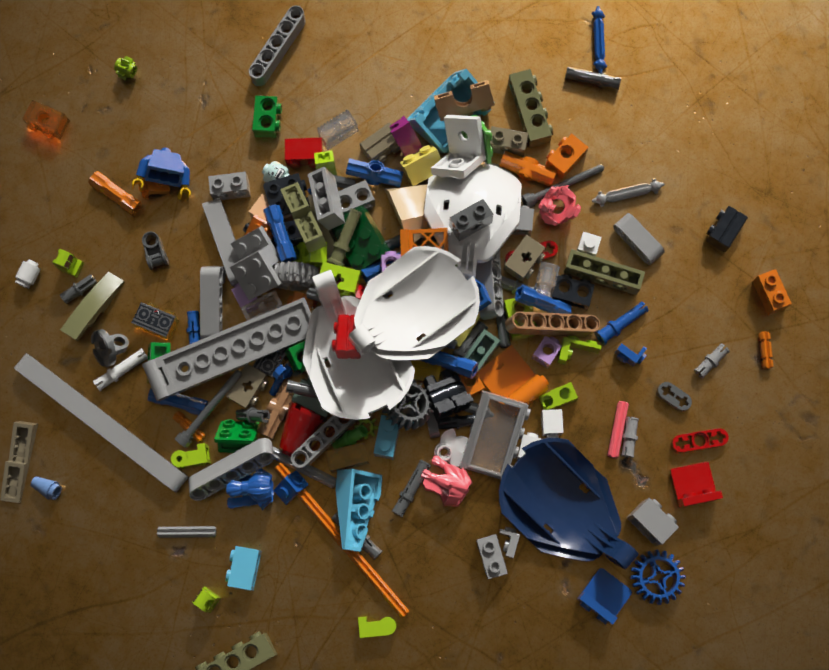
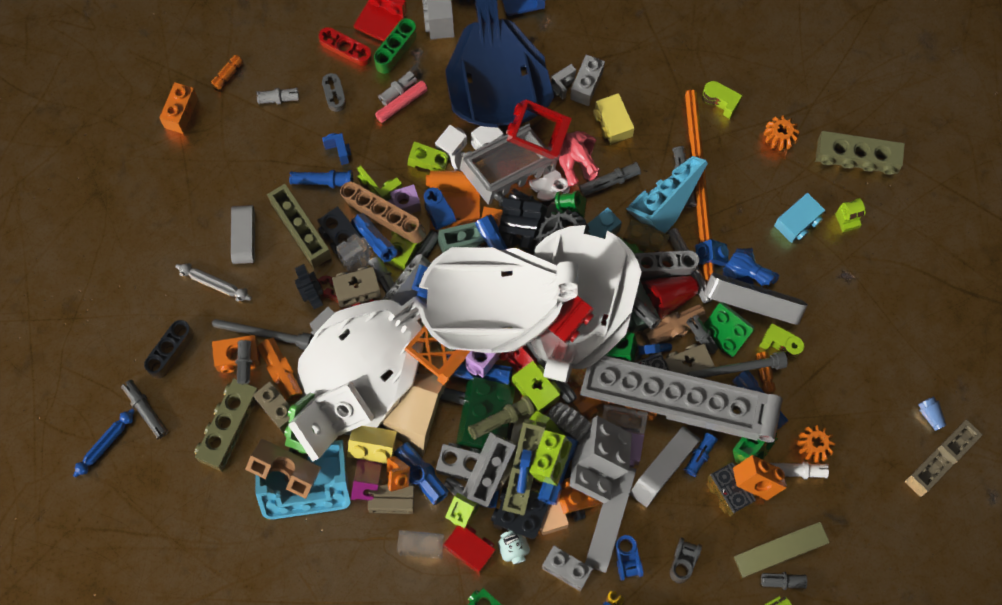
camera: 145 degrees left, 5 degrees down
(101, 423) = (846, 438): light grey beam -> none
(105, 348) = (796, 498): dark grey tile -> none
(112, 394) = (824, 446): none -> orange gear
(138, 338) = (759, 477): none -> orange brick
(186, 532) = (829, 285): light grey axle -> none
(193, 222) = (628, 559): none -> blue piece
(286, 229) = (550, 457): none -> lime brick
(302, 214) = (524, 470): none -> blue bar
(305, 625) = (775, 133): none -> orange gear
(387, 158) = (397, 473): none -> orange bracket
(422, 442) = (571, 201): none -> green piece
(446, 540) = (614, 119): none -> light yellow brick
(471, 219) = (379, 334): dark grey brick -> none
(471, 480) = (557, 137): none -> red window
(513, 359) = (438, 210): none -> blue piece
(535, 413) = (456, 160): none -> white piece
(553, 147) = (243, 362): none -> dark grey axle
(557, 233) = (309, 286): none -> black gear
(570, 210) = (278, 318): coral piece -> none
(589, 244) = (290, 258): white brick -> none
(616, 117) = (170, 338): none -> black beam
(665, 460) = (396, 37): none -> green beam
(726, 229) = (163, 186): black brick -> none

